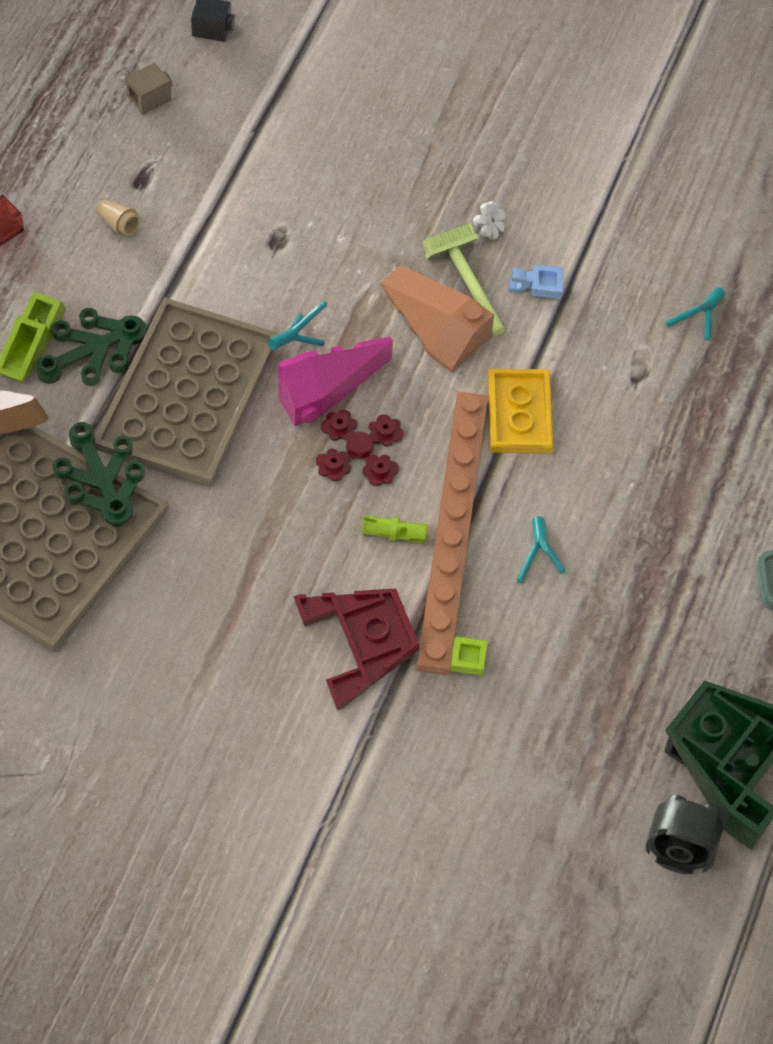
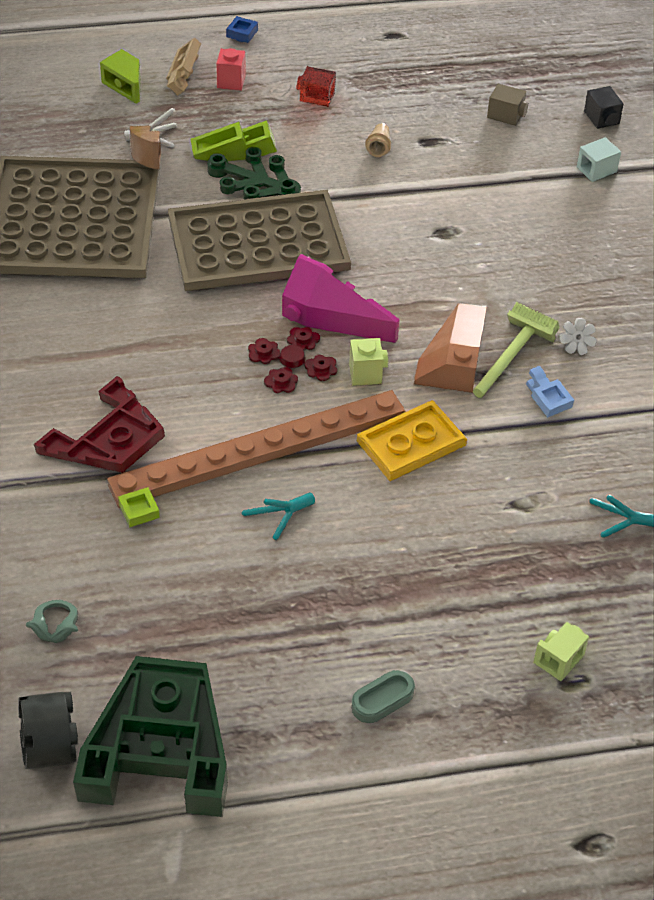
camera: 60 degrees right, 10 degrees down
(101, 477) = (115, 241): dark green plant -> none
(279, 67) = (598, 159): none -> light aqua brick
(292, 333) = (354, 268): teal plant -> none
(394, 529) = (228, 410): lime pin -> none
(415, 391) = (367, 361): none -> yellowish green brick
(553, 795) = (63, 630): none -> sand green piece

